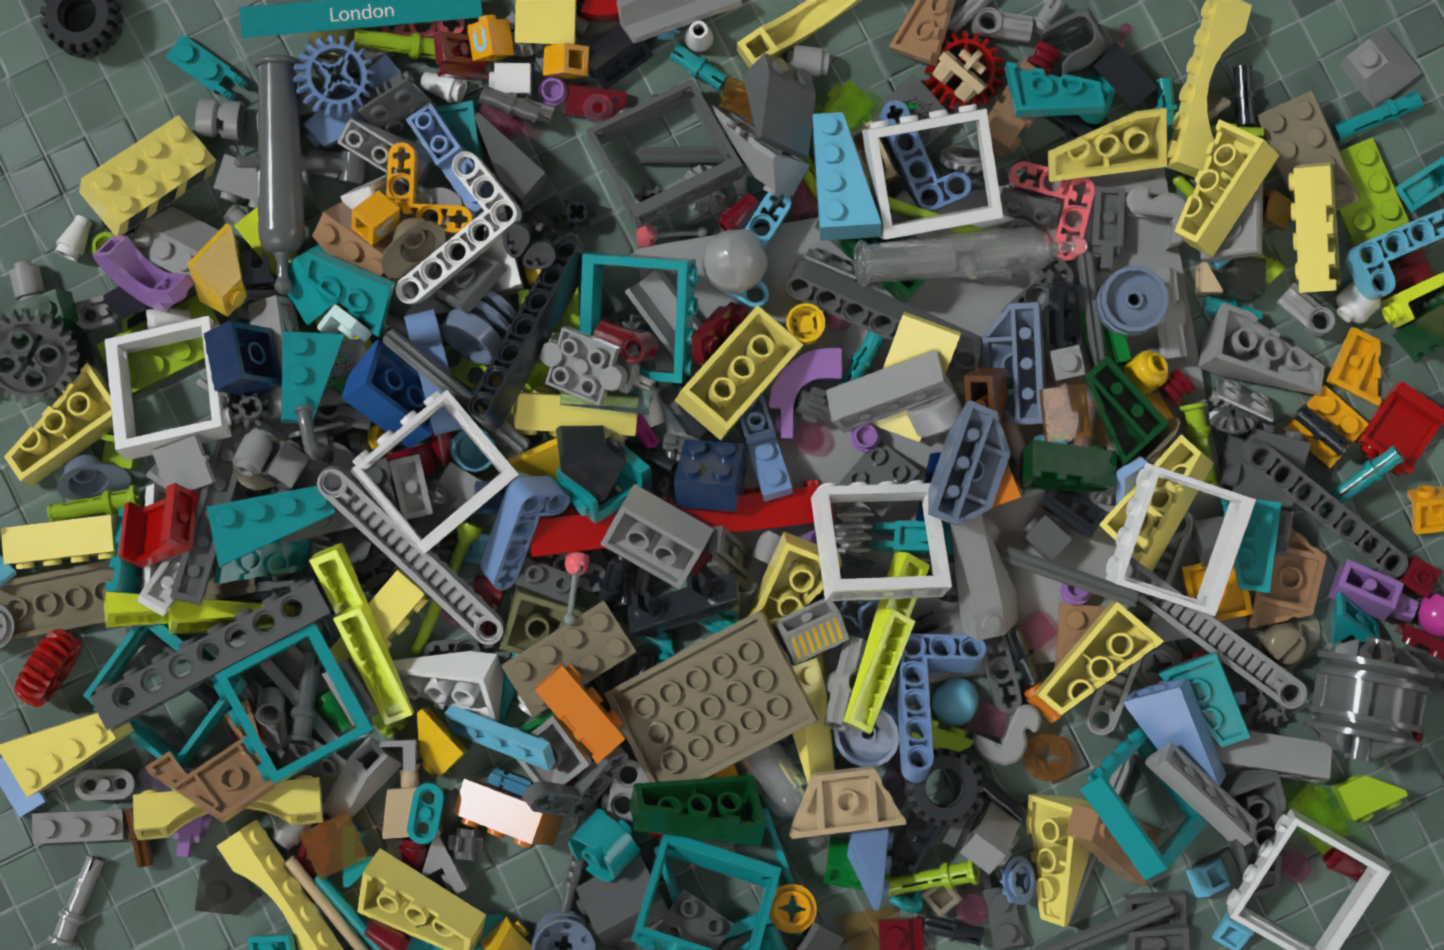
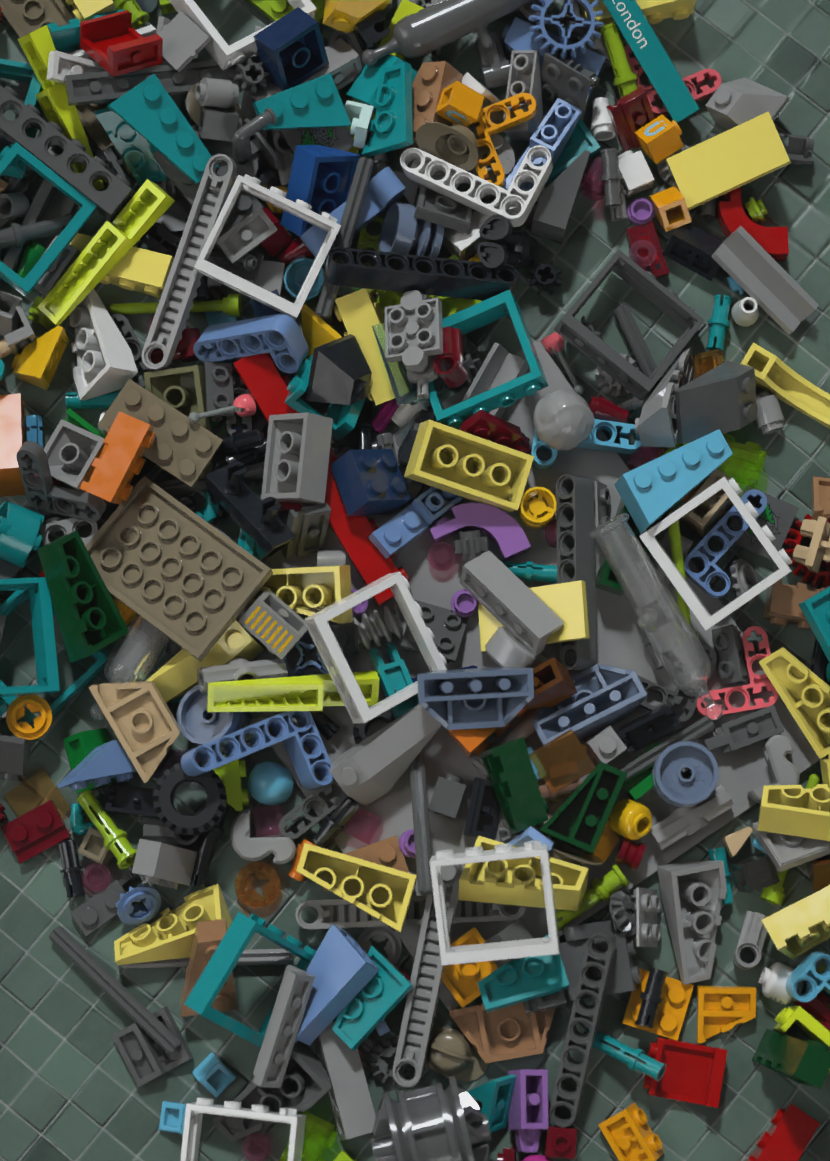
camera: 65 degrees right, 5 degrees down
(500, 737) = (68, 405): medium azure plate -> none

